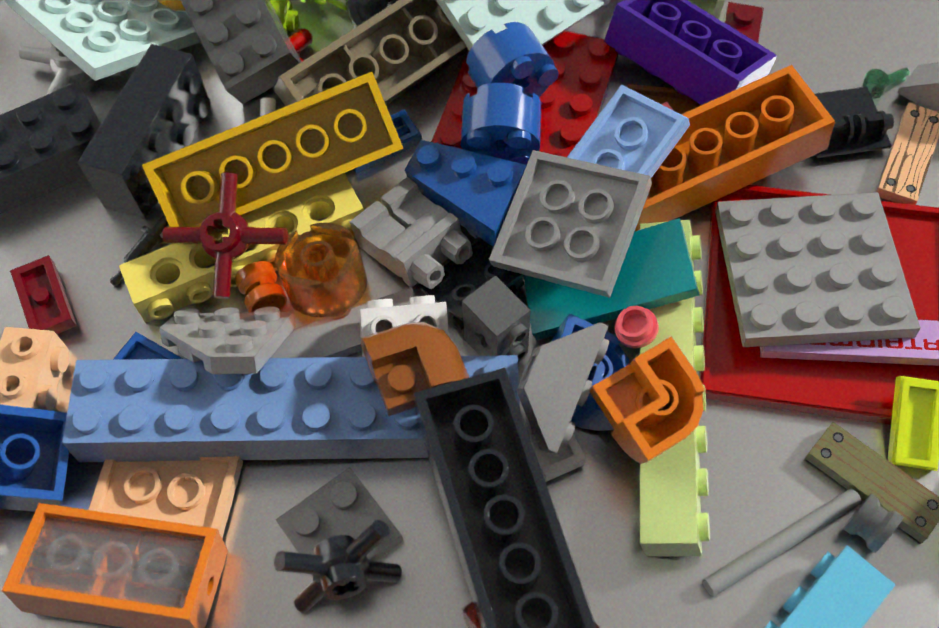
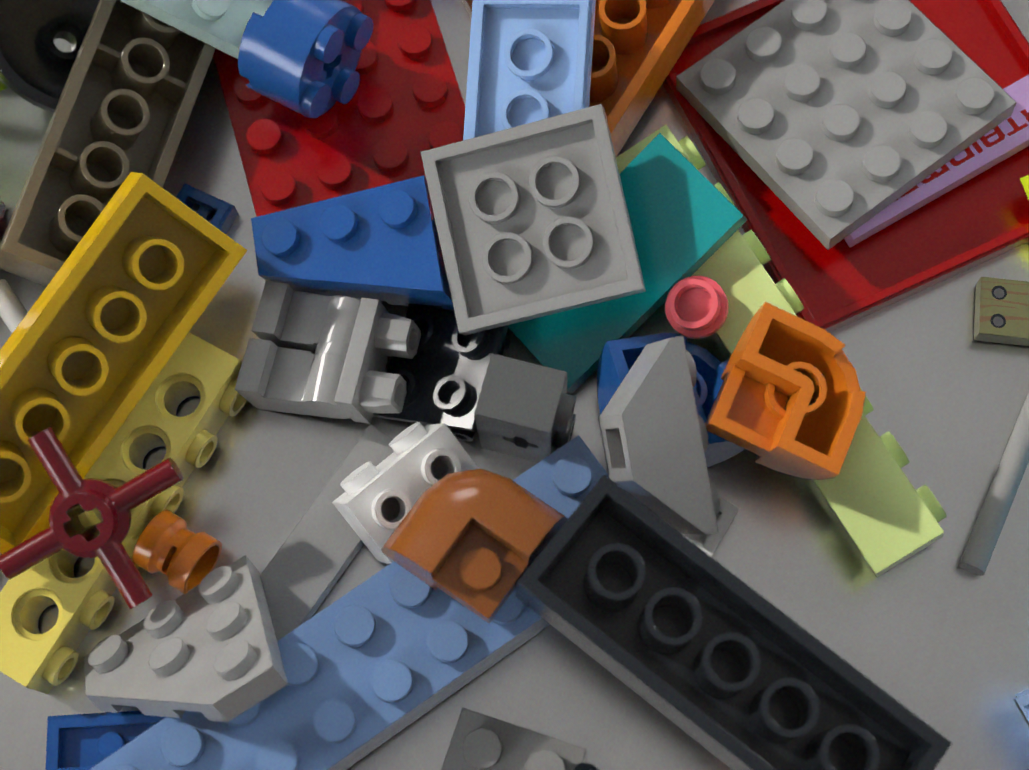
camera: 30 degrees left, 10 degrees up
(322, 271) = (247, 478): clear orange brick -> none
(501, 122) = (347, 136): blue brick -> none

